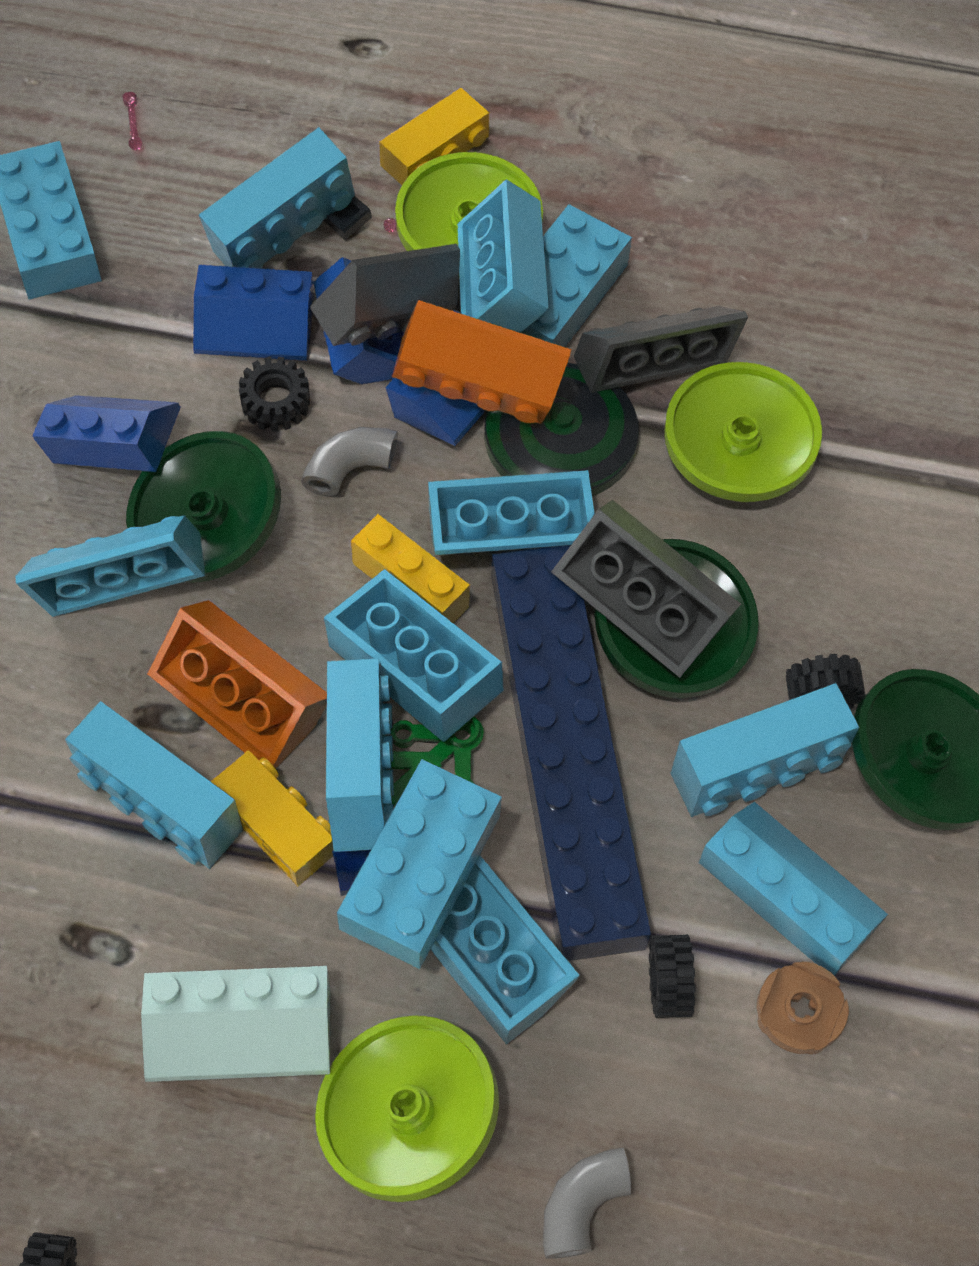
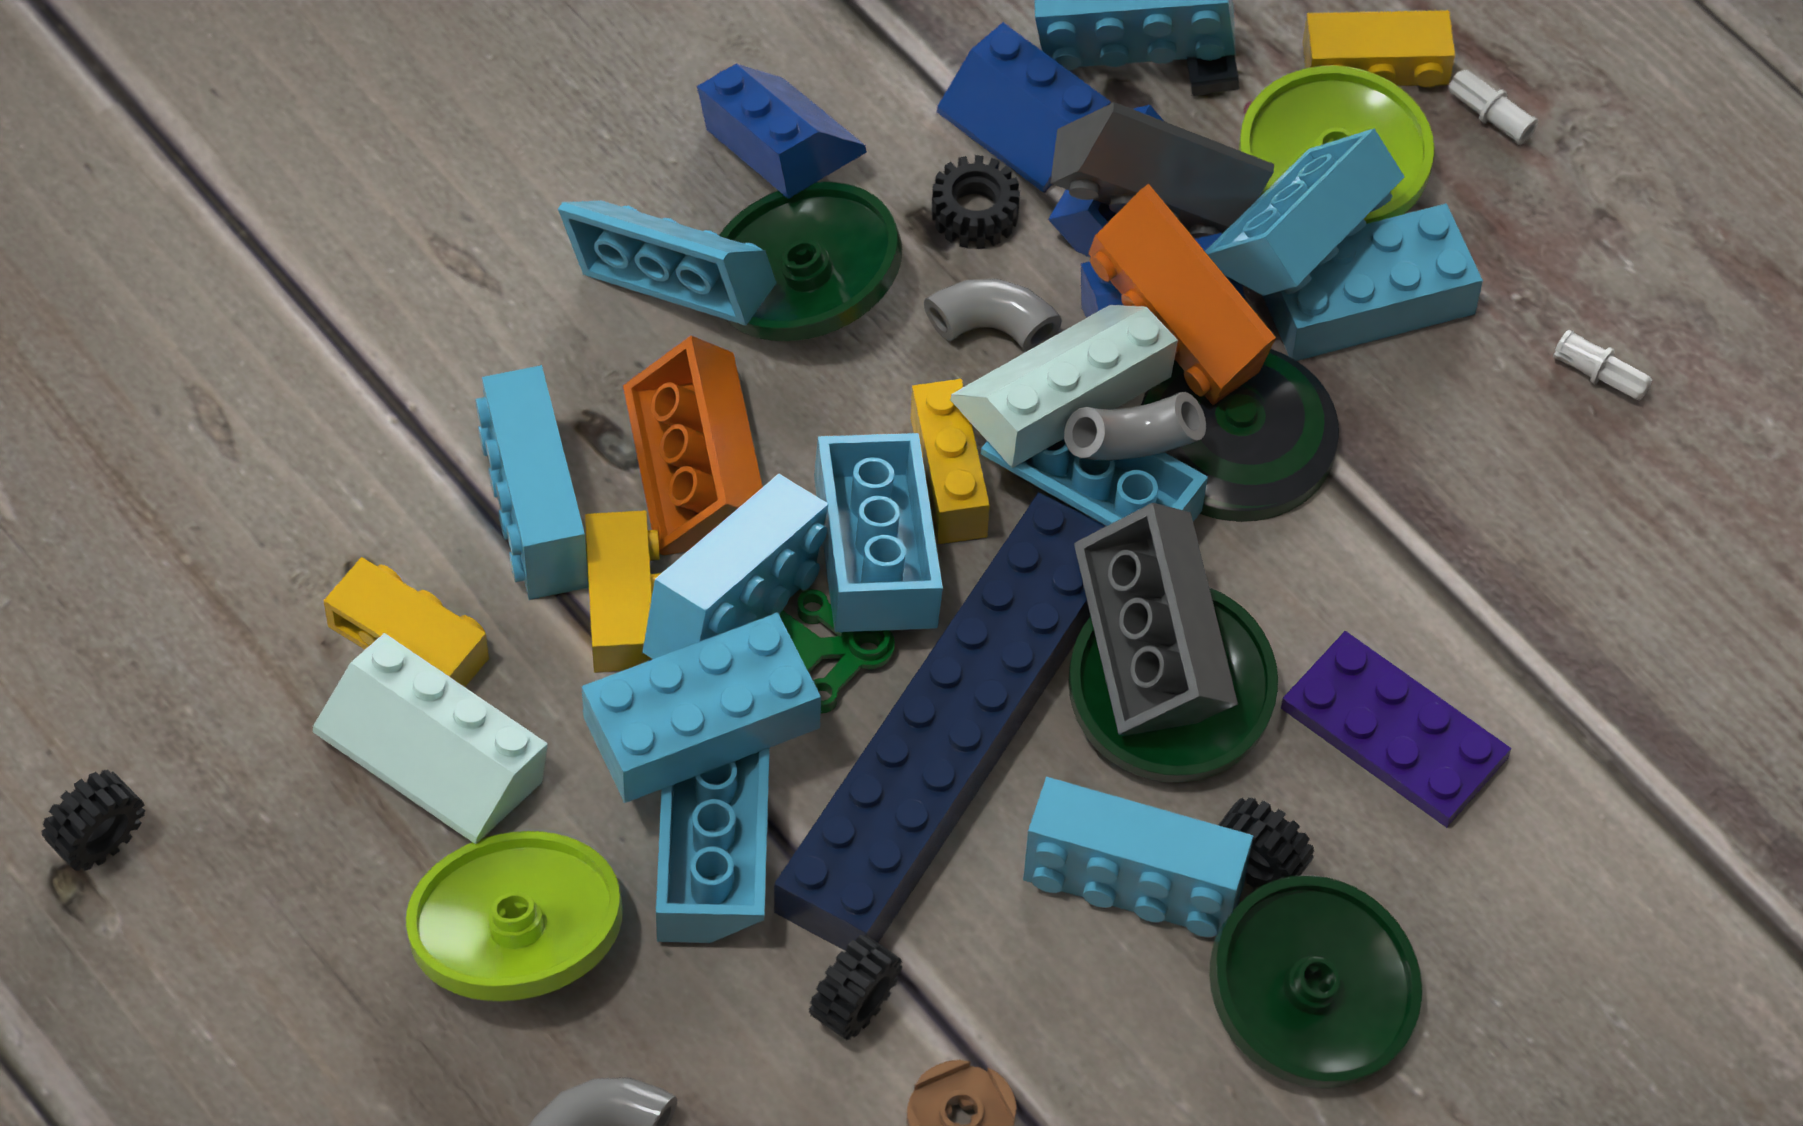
camera: 40 degrees right, 5 degrees down
(118, 956) = (377, 602): none -> yellow brick
(451, 467) = (1089, 365): none -> light aqua slope
(527, 469) = (1135, 430): none -> light grey cylinder
(528, 132) = (1493, 106): none -> white axle
(658, 347) = (1406, 411): dark grey slope -> none
(730, 246) = (1601, 365): none -> white axle
(742, 431) = (1419, 553): lime dish -> none
(791, 887) = (1057, 1005): medium azure slope -> none
(818, 551) = (1395, 728): none -> dark purple plate

